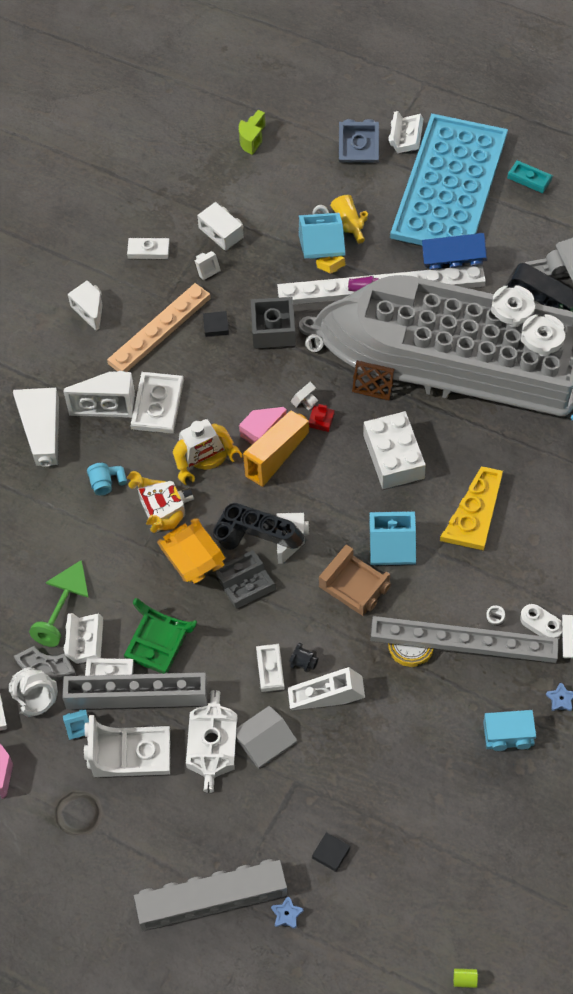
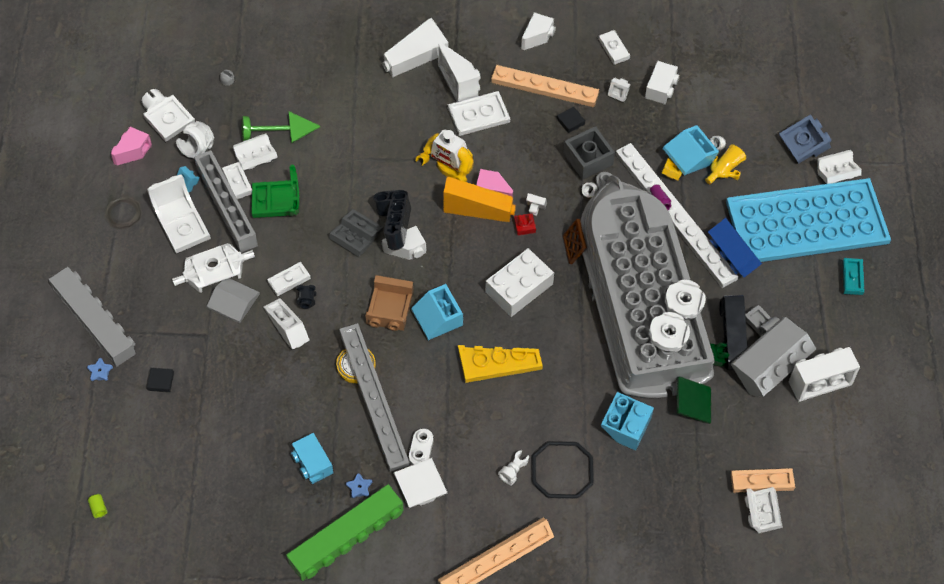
camera: 60 degrees right, 0 degrees up
(54, 666) = (224, 141): light grey tile -> none
(100, 477) = (392, 105): medium azure piece -> none
(160, 501) = (389, 151): torso -> none
(192, 551) = (355, 186): light orange brick -> none
(251, 132) = (765, 63): lime brick -> none
(497, 611) = (404, 411): white hinge -> none

